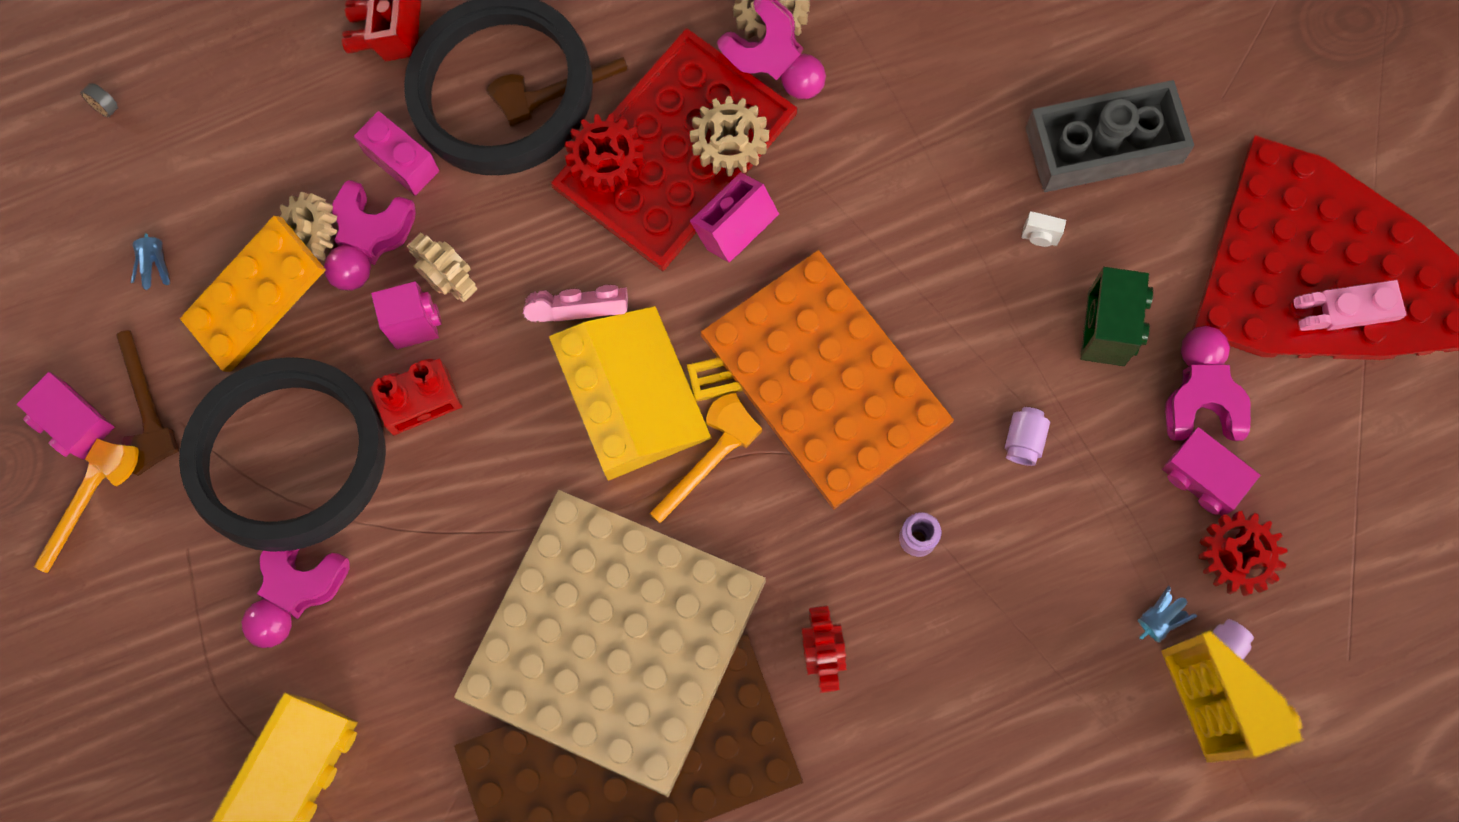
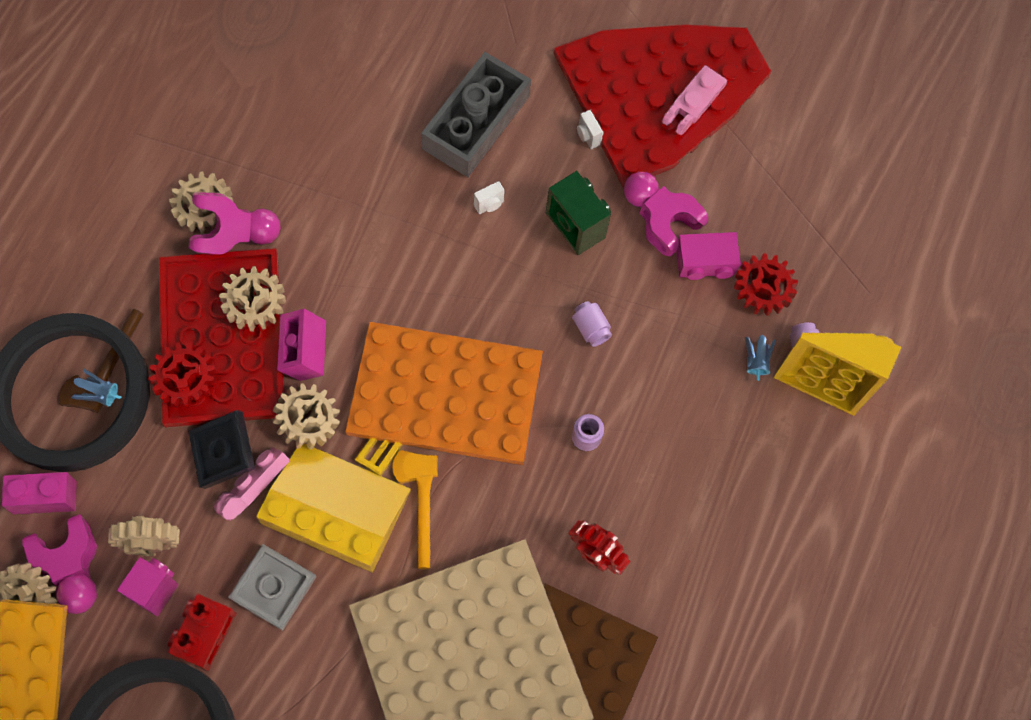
camera: 55 degrees left, 5 degrees down
(510, 412) = (272, 587): none -> light grey plate
(518, 102) = (104, 390): none -> flat silver piece
(578, 250) = (221, 449): none -> black plate
(677, 271) = (317, 424): none -> tan gear
(1210, 246) = (589, 130): none -> white plate

